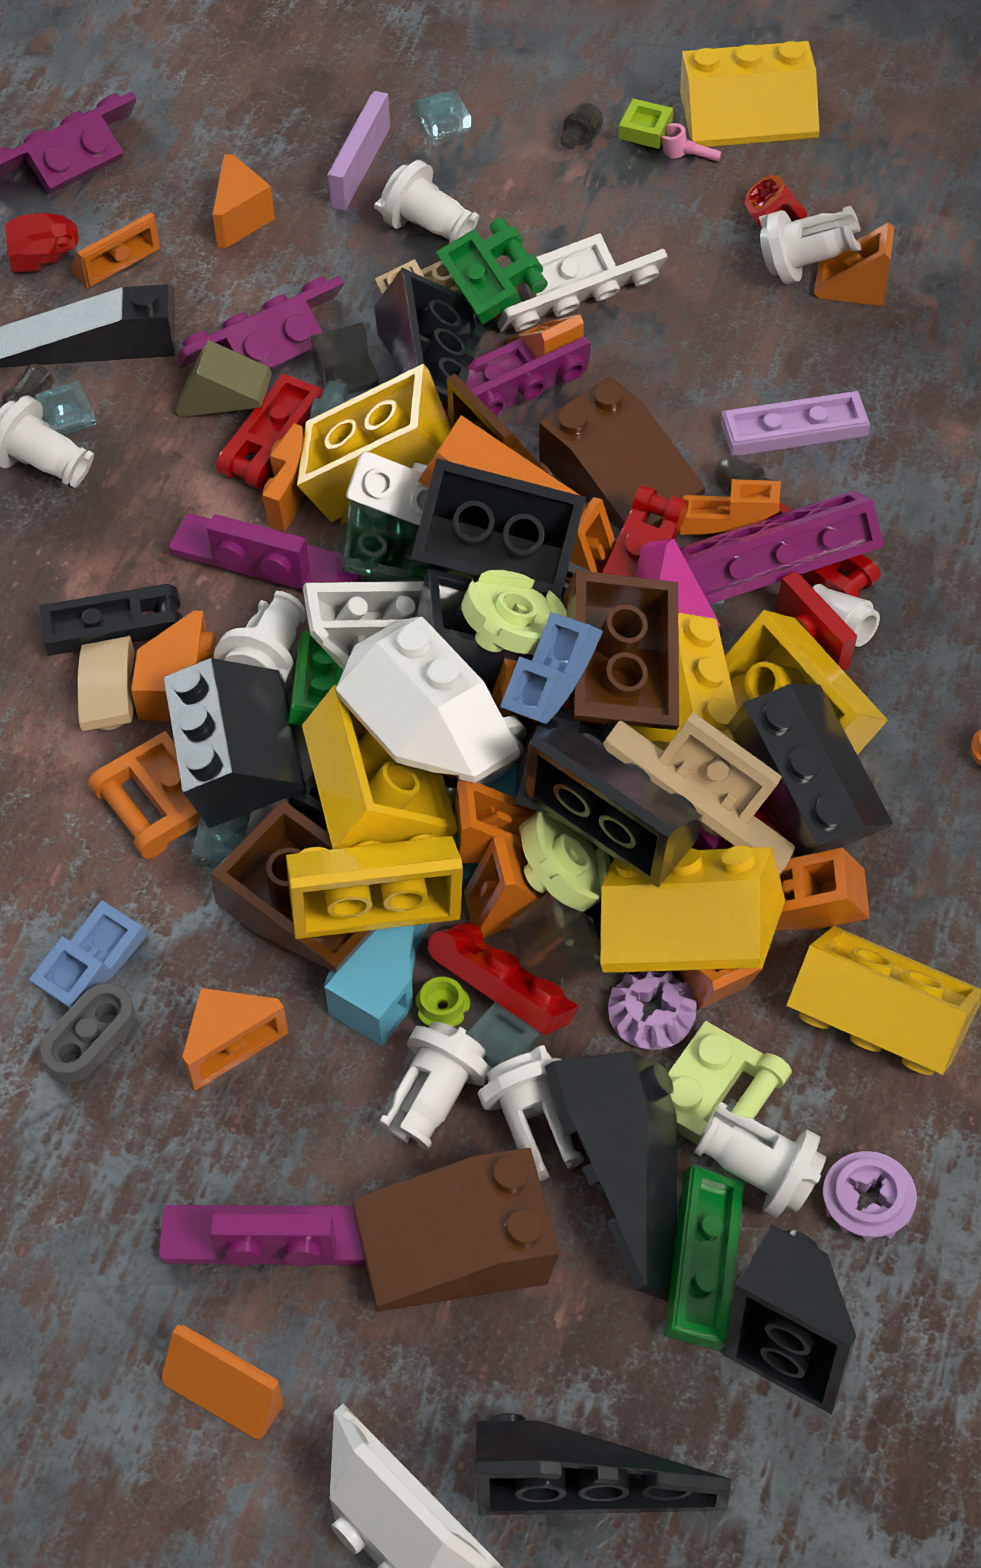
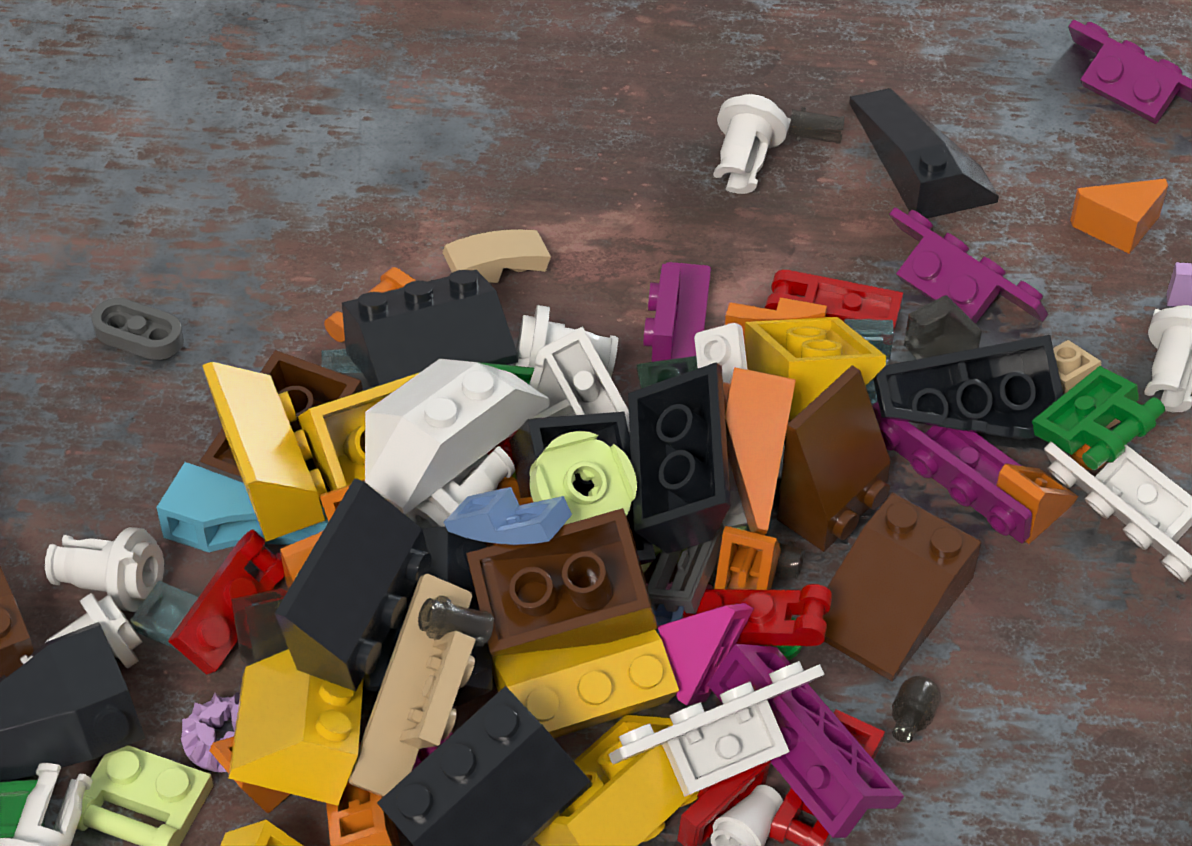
camera: 75 degrees right, 5 degrees down
(39, 240) = (1000, 83): red rock -> none
(66, 408) = (804, 155): clear light blue plate -> none
(91, 956) = (210, 314): medium blue slope -> none
(108, 617) = (572, 243): black plate -> none
(116, 251) = (1018, 143): orange slope -> none
(171, 651) = (525, 285): orange slope -> none
(223, 383) = (870, 248): olive slope -> none
(229, 1031) = (143, 413): orange slope -> none
(438, 991) = (197, 556): lime plate -> none
(657, 735) = (441, 617): none -> clear smoke pin
(748, 504) = (854, 693): orange slope -> none
(787, 577) = (724, 739): none -> white bracket
(795, 423) = (1020, 749): lavender tile -> none

